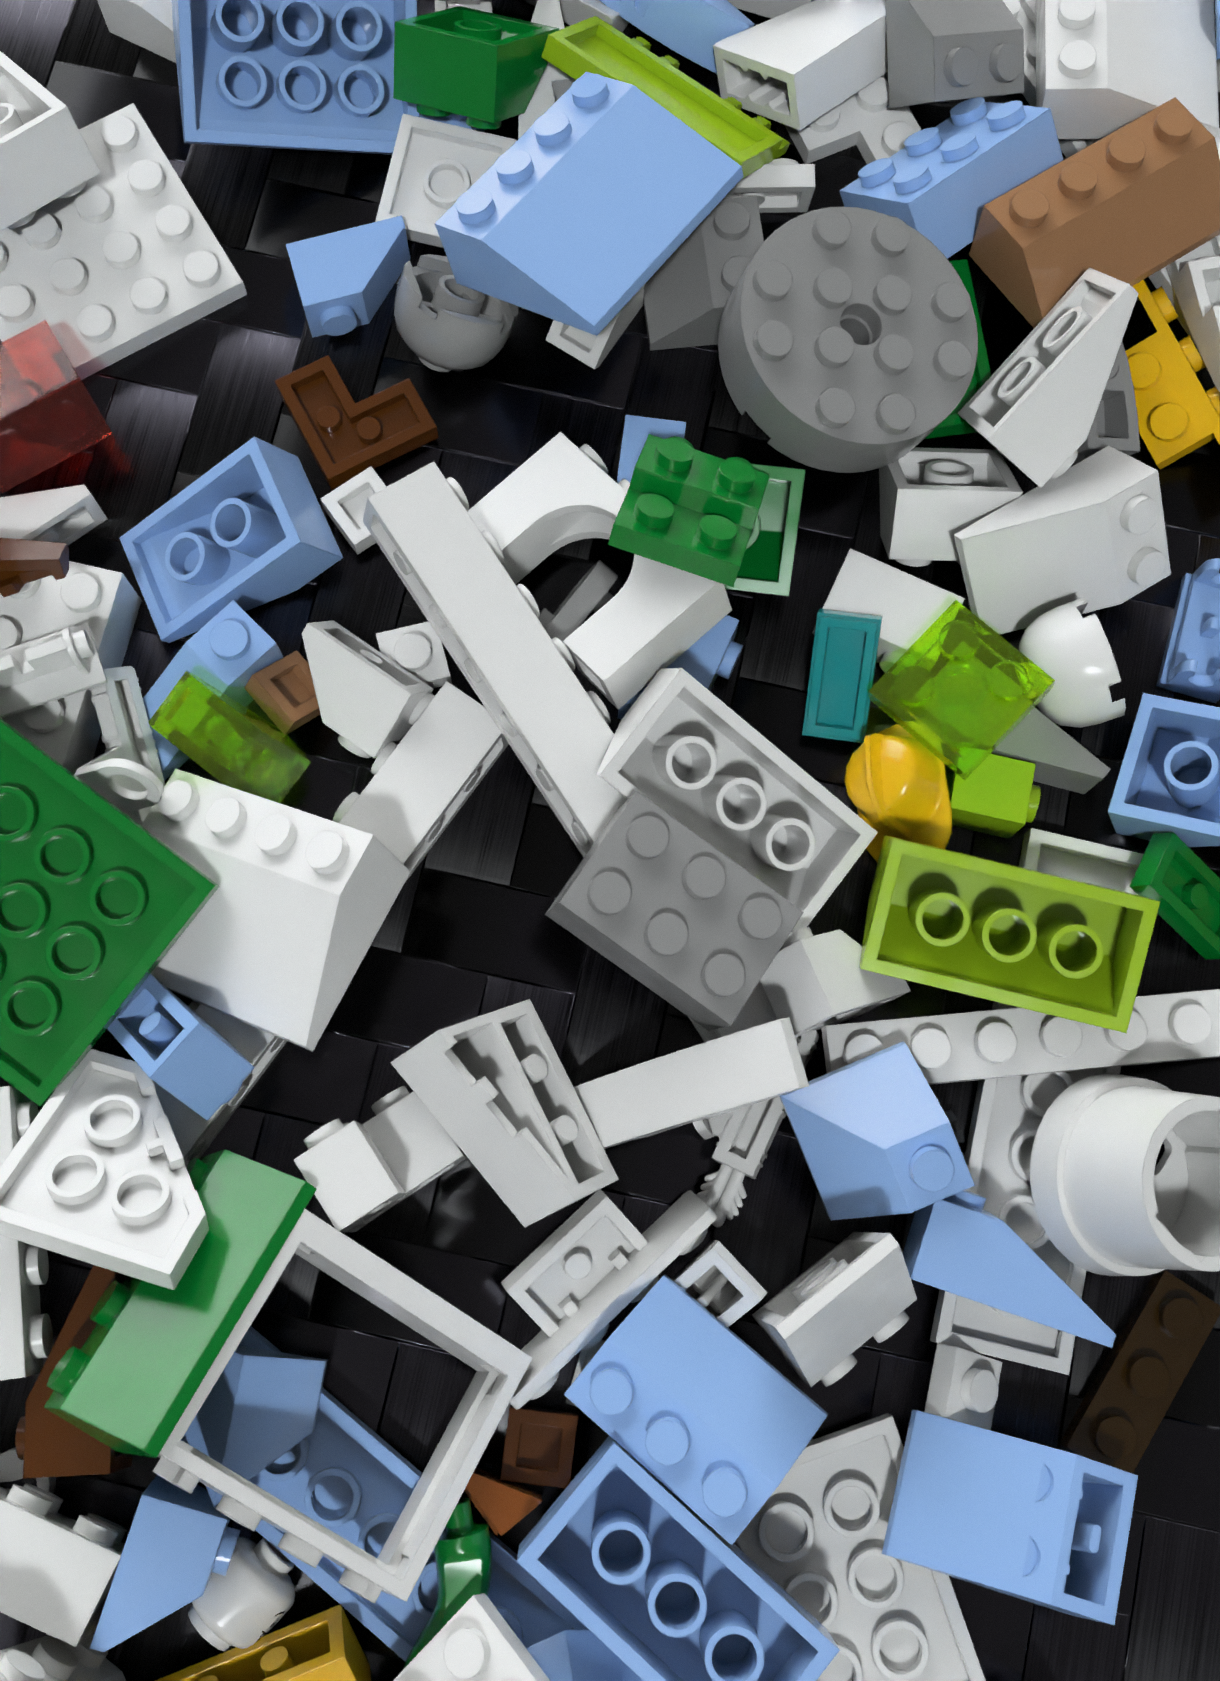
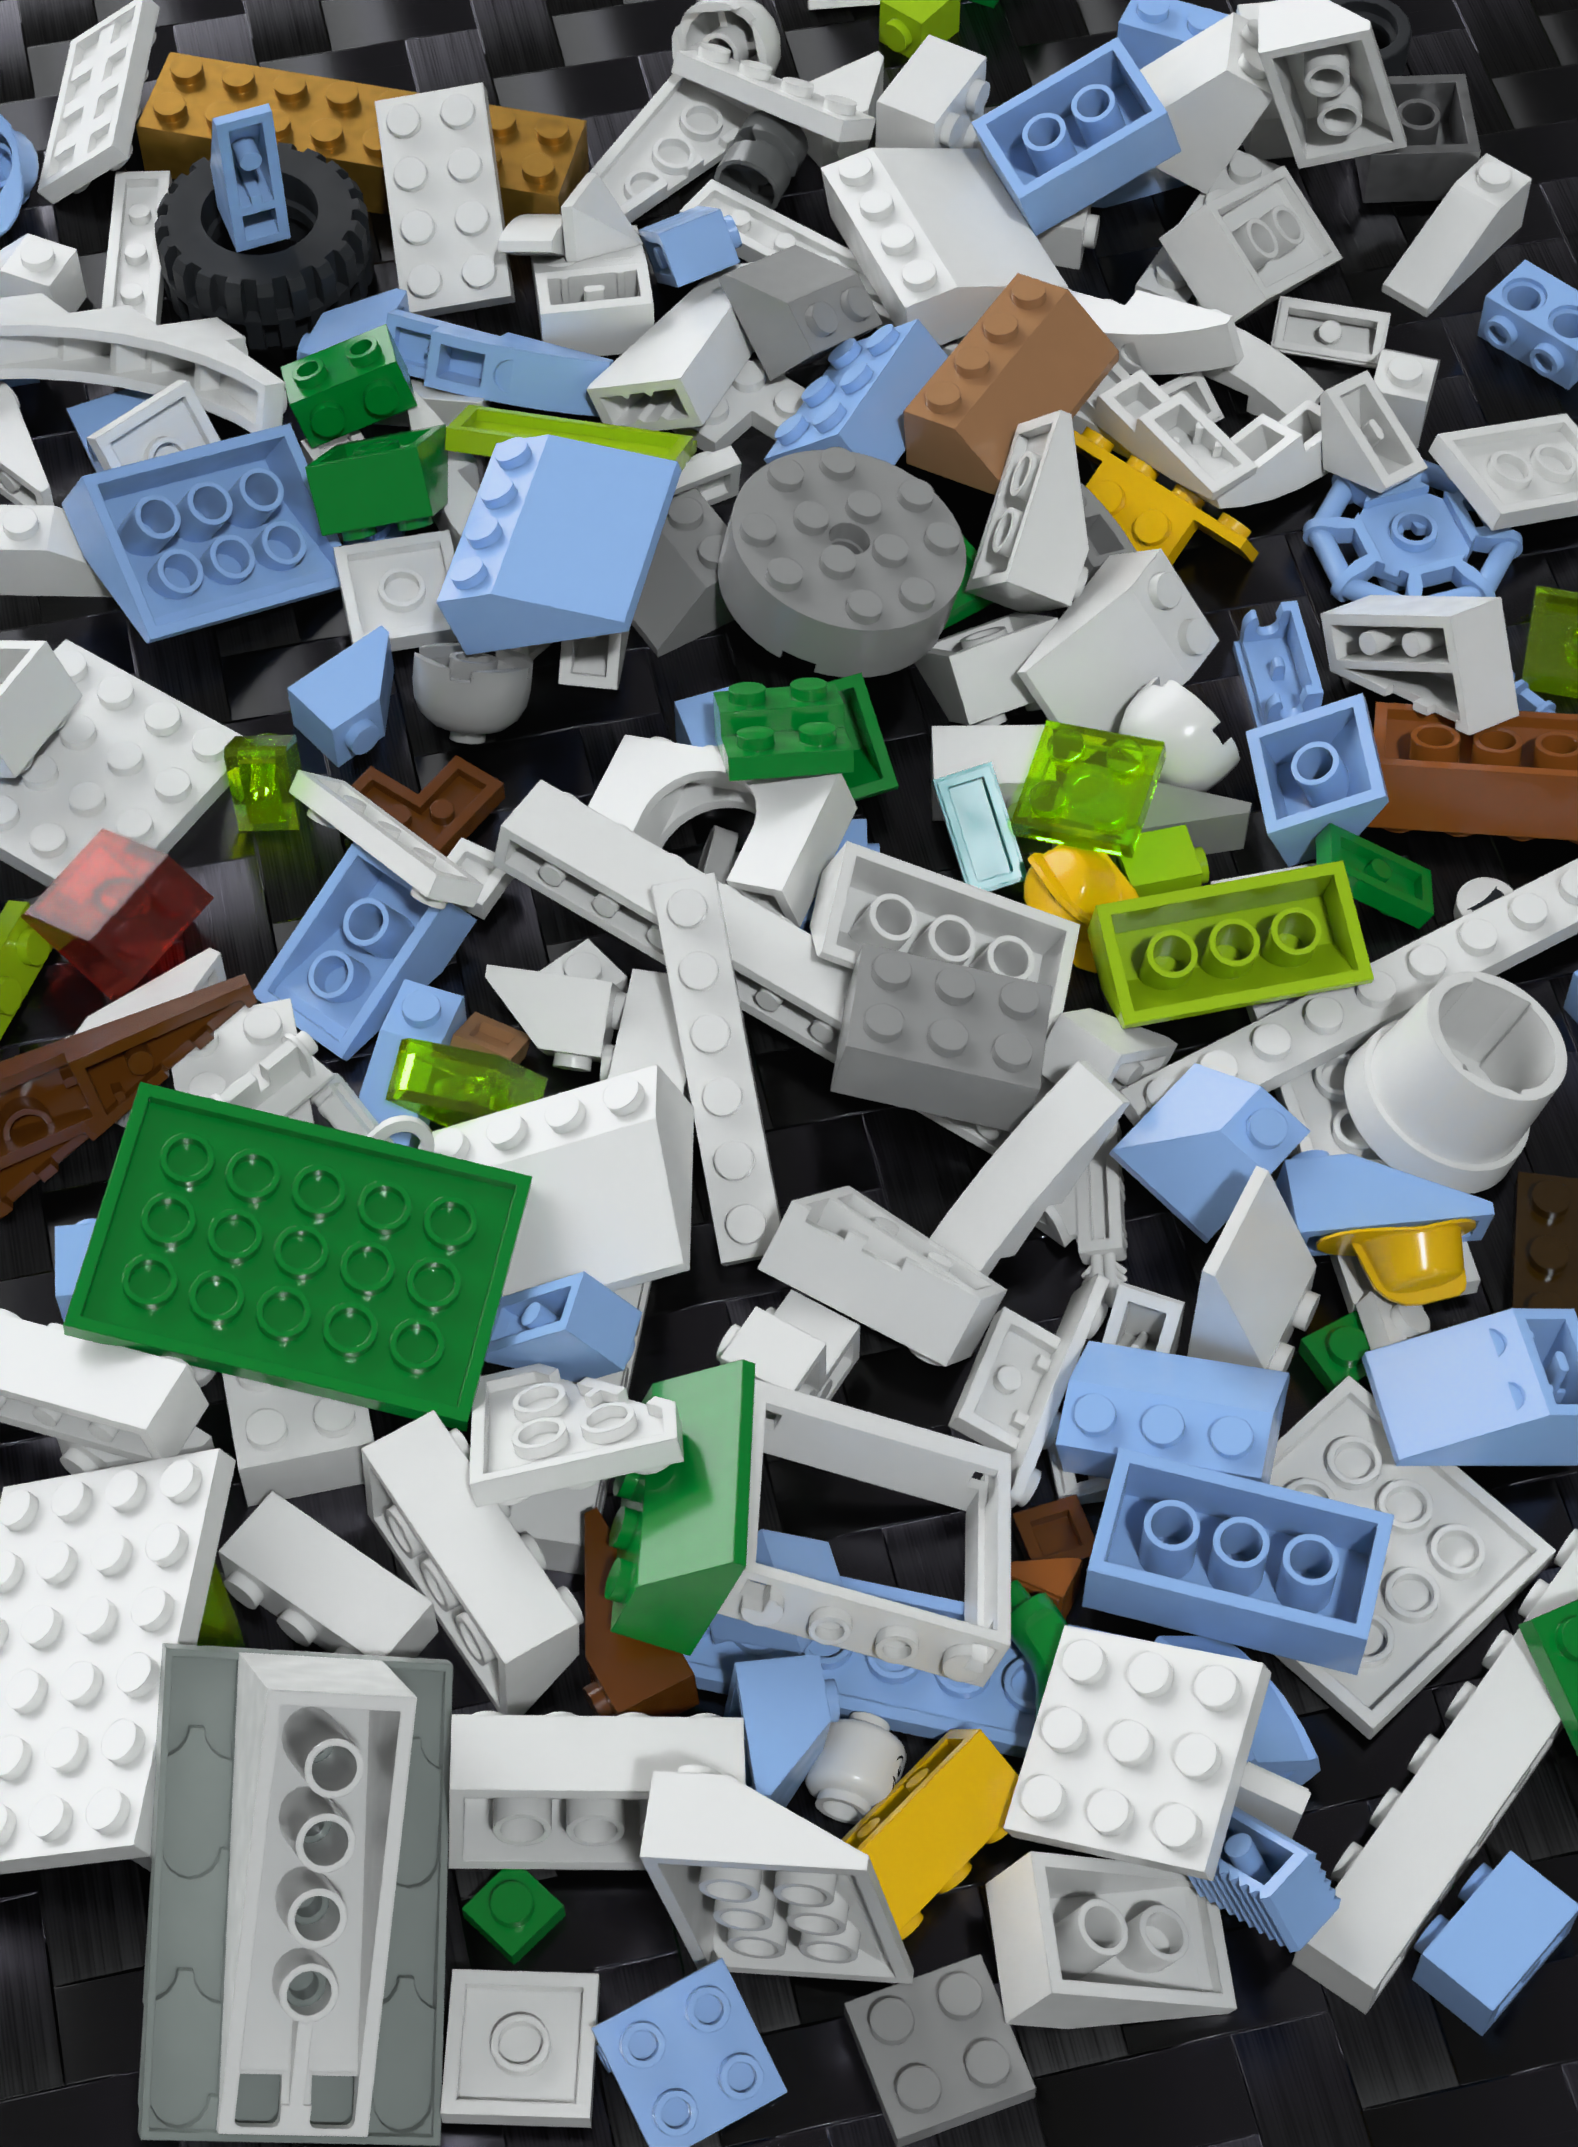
camera: 20 degrees left, 20 degrees down
(225, 325) = (260, 781): none -> clear neon green slope
(278, 453) = (430, 873): none -> white plate
(463, 828) = (718, 1066): none -> white plate
(899, 1377) = (1337, 1352): none -> green plate
(1006, 1350) = (1408, 1262): none -> yellow piece

